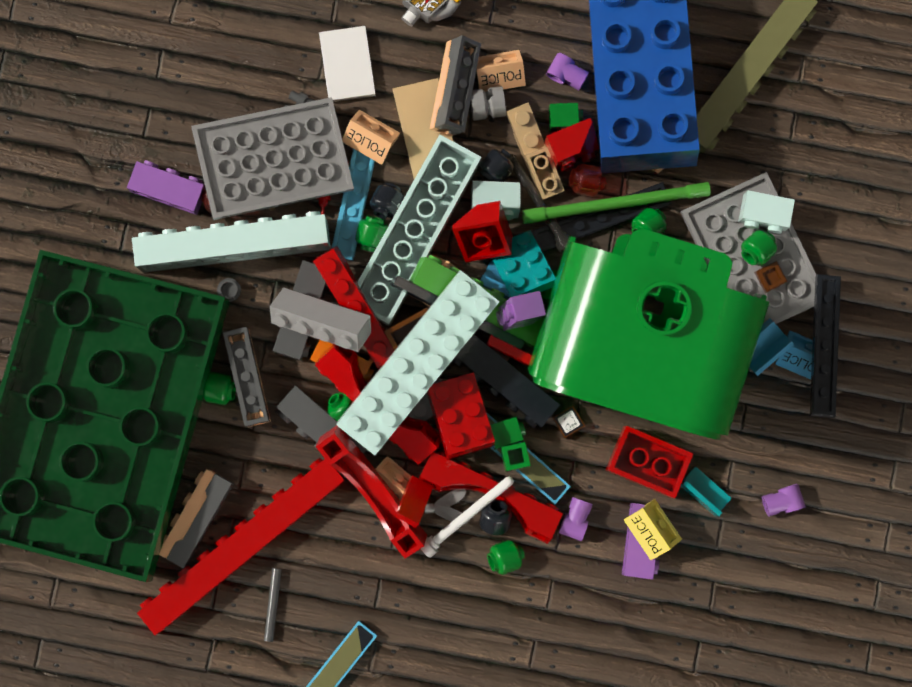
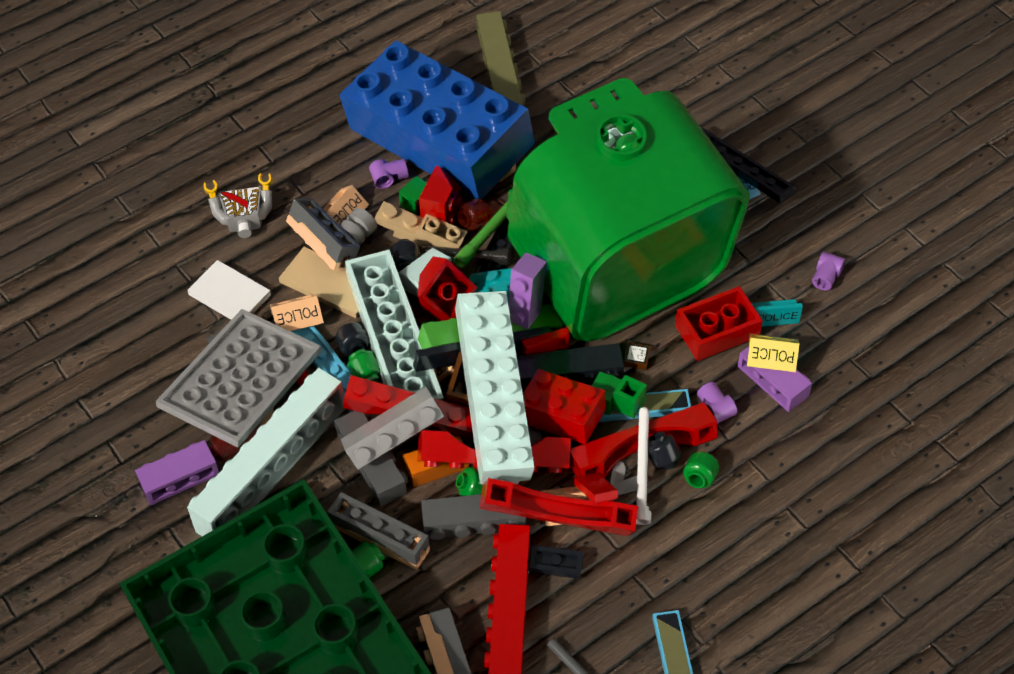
camera: 40 degrees left, 30 degrees down
(338, 519) = (556, 561): none -> black plate

